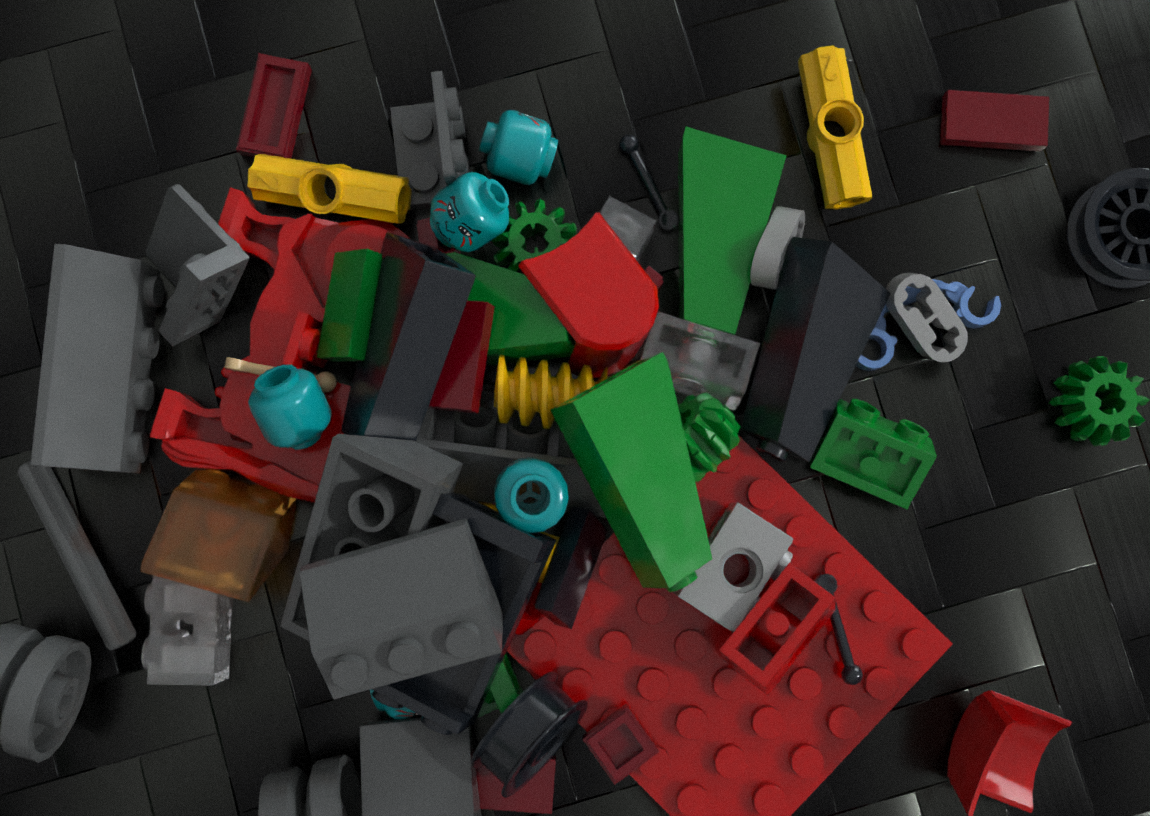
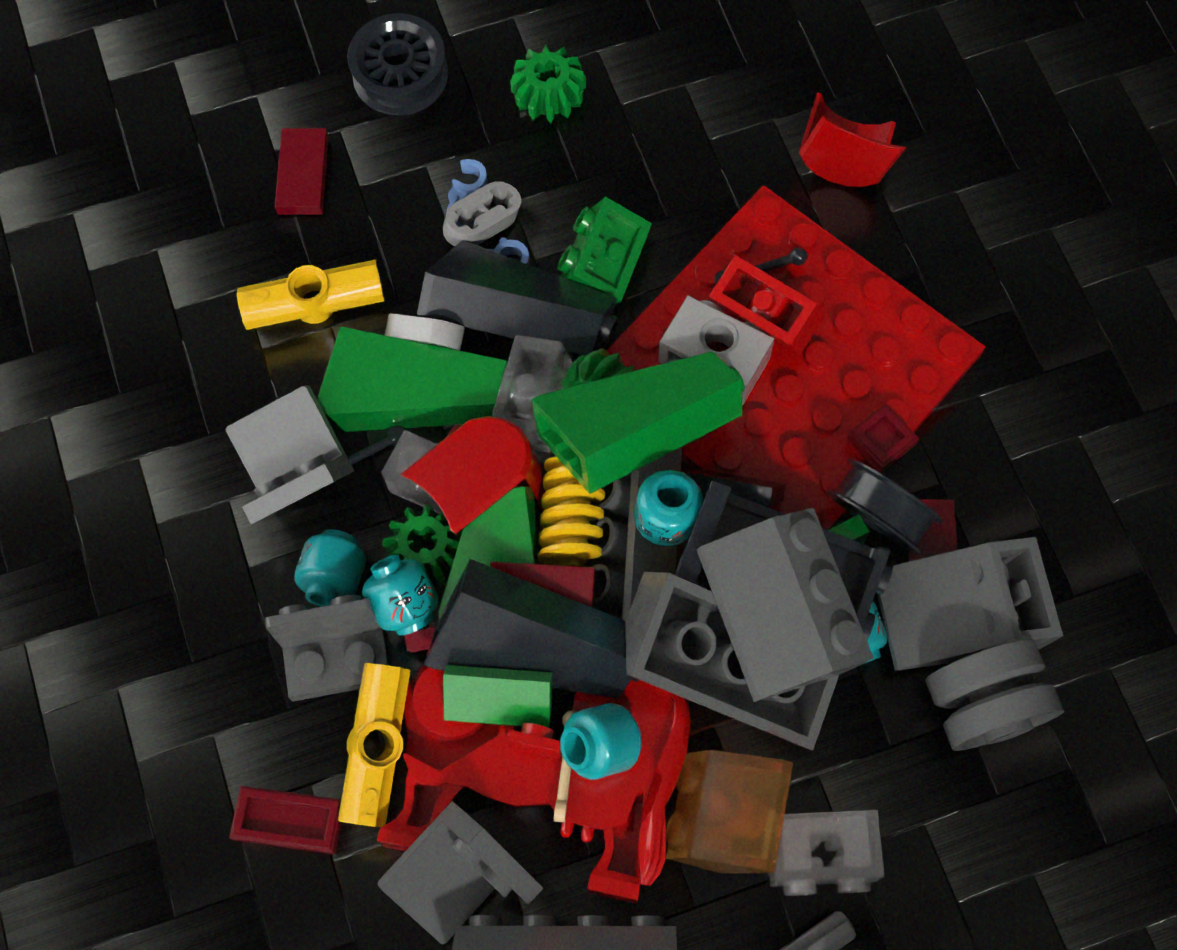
camera: 90 degrees left, 15 degrees down
(638, 105) = (287, 452): none -> bracket

